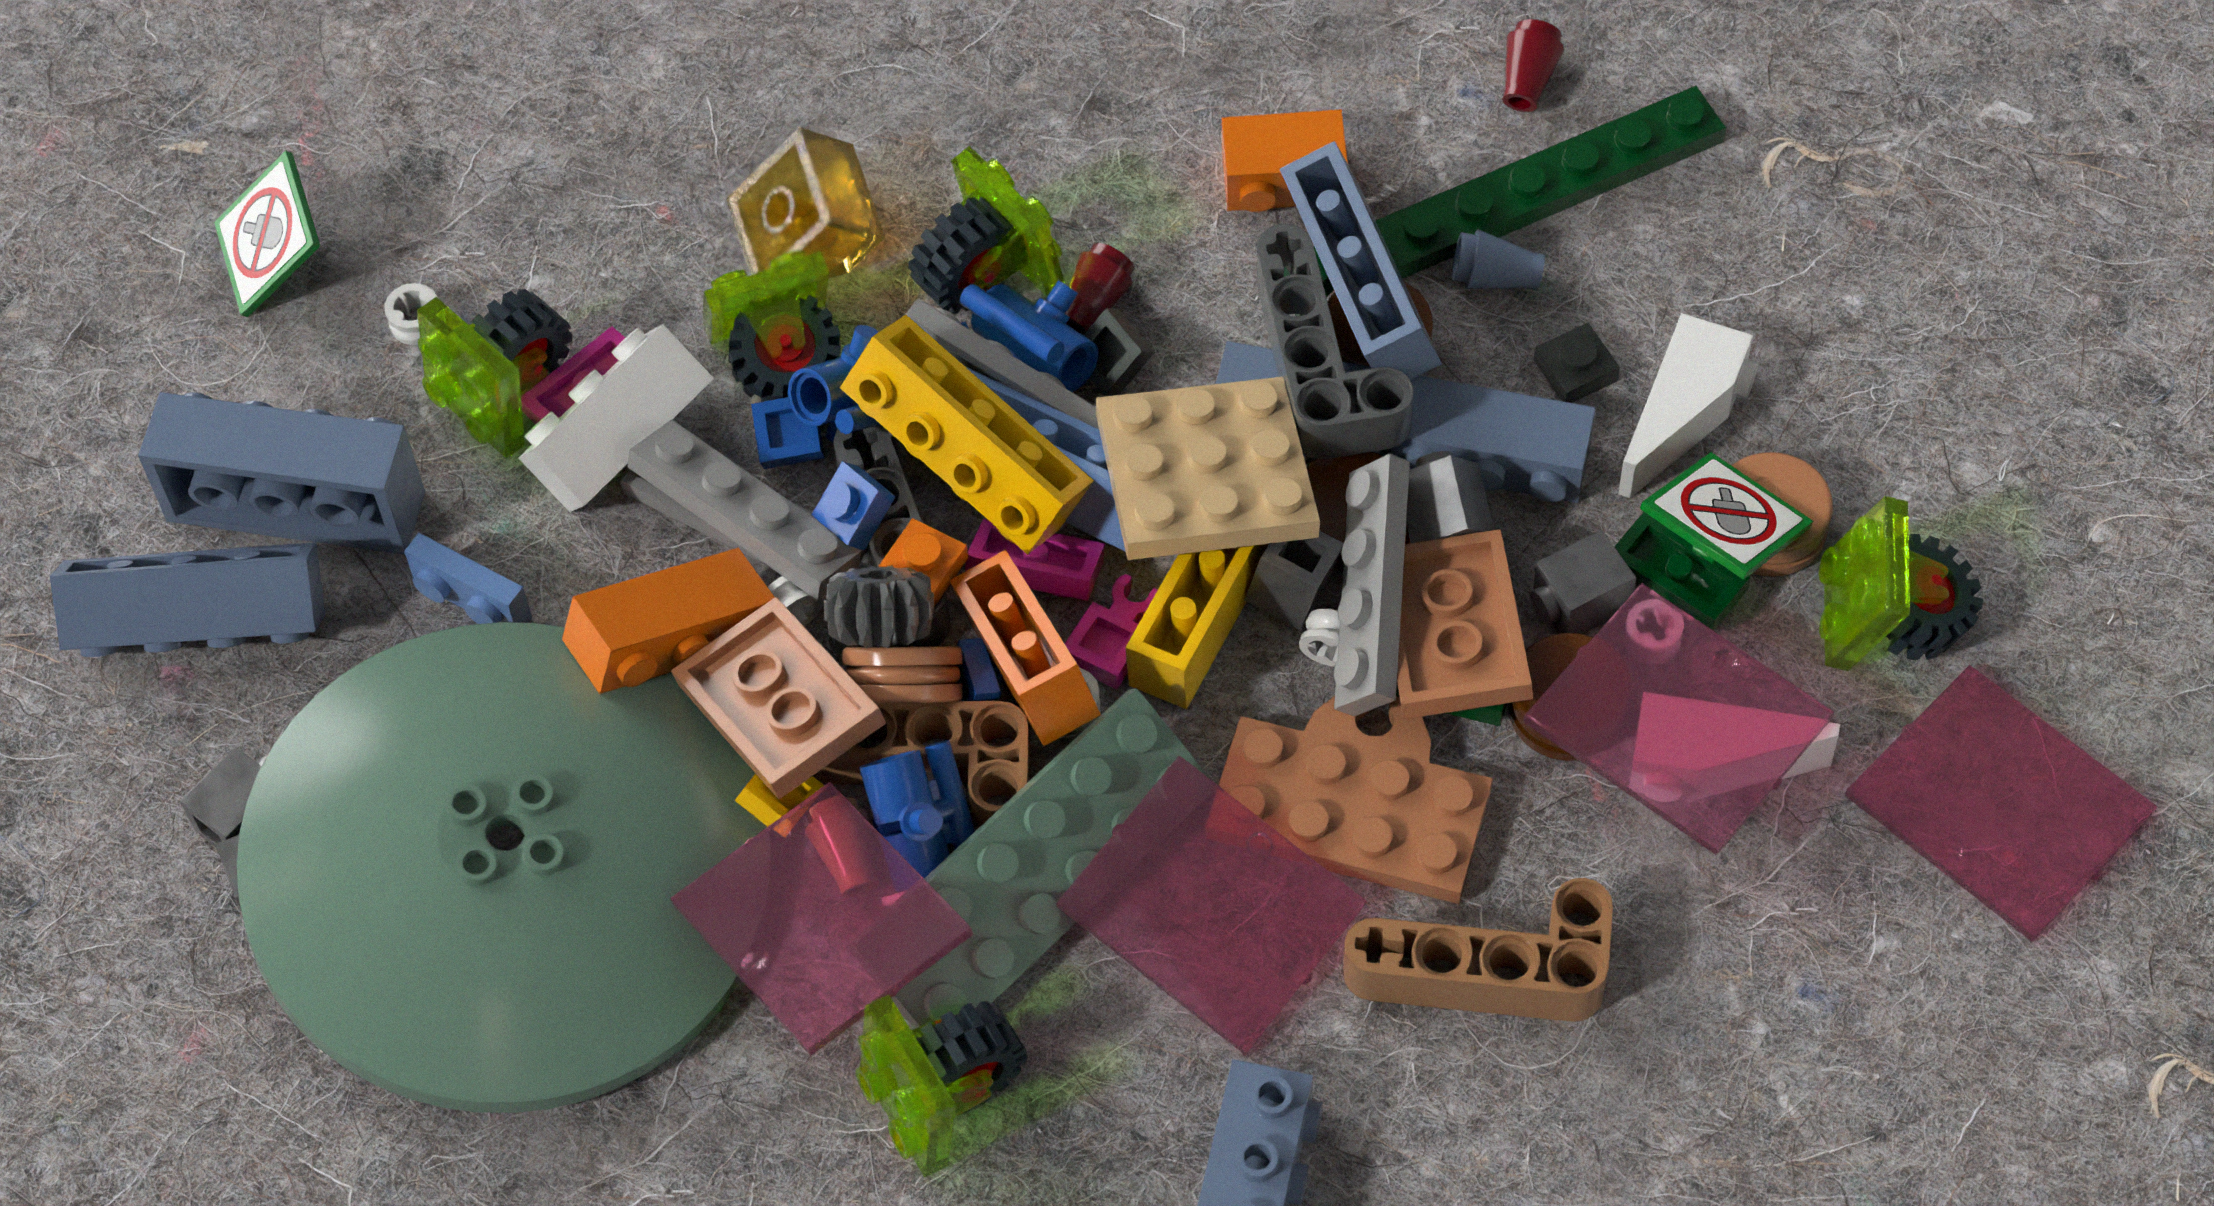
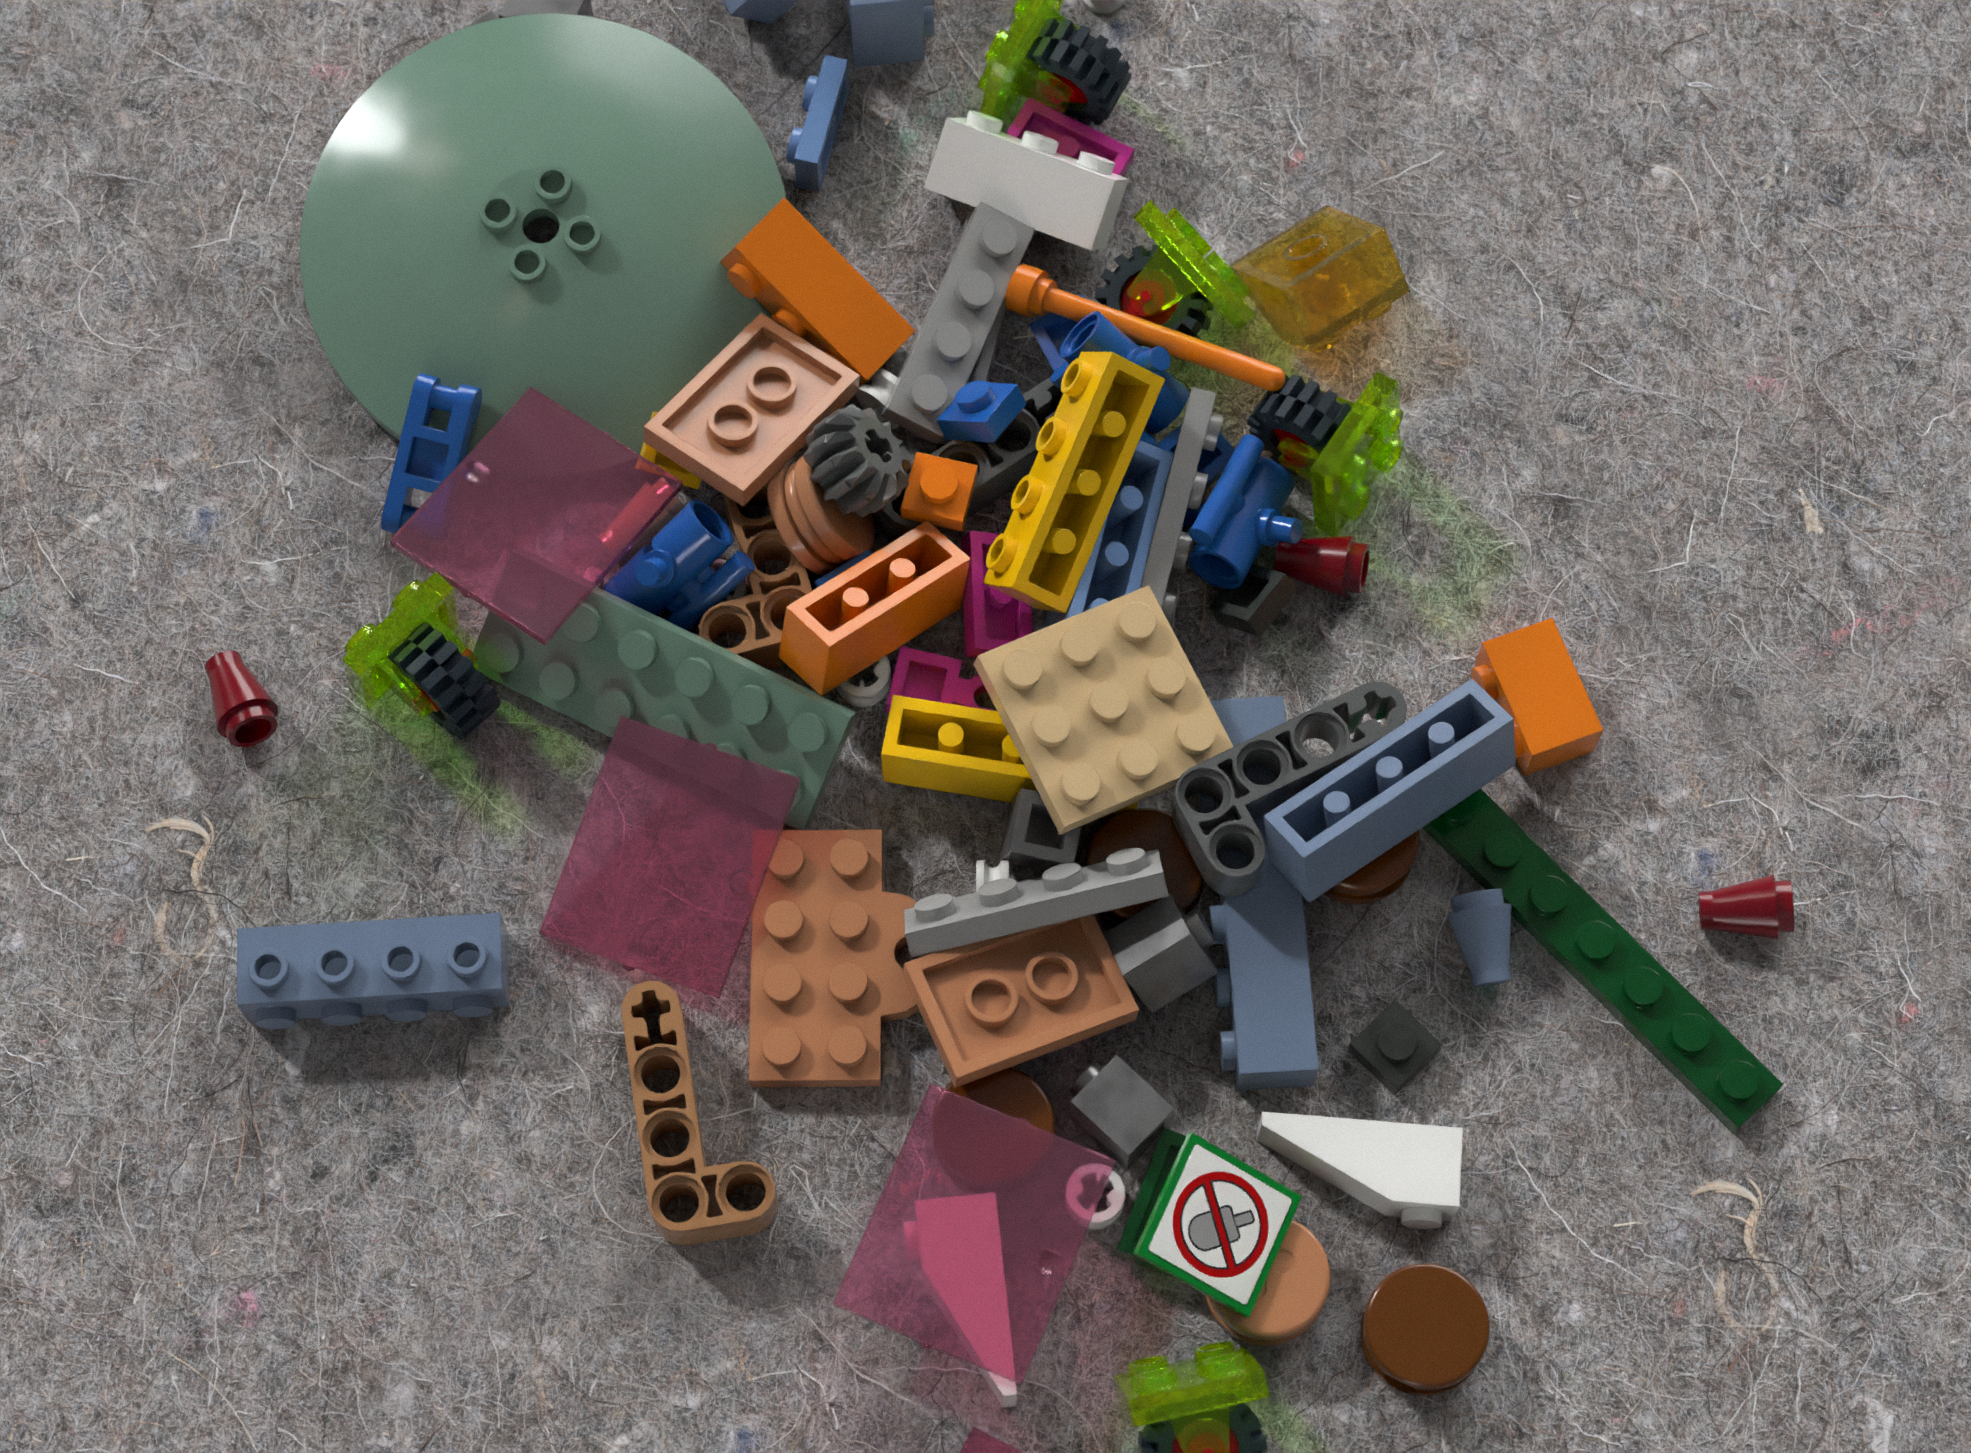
camera: 70 degrees right, 10 degrees up
(706, 1021) = (425, 452): none -> blue plate
(740, 436) = (1034, 293): none -> orange piece
(1848, 405) = (1424, 1329): none -> reddish brown head

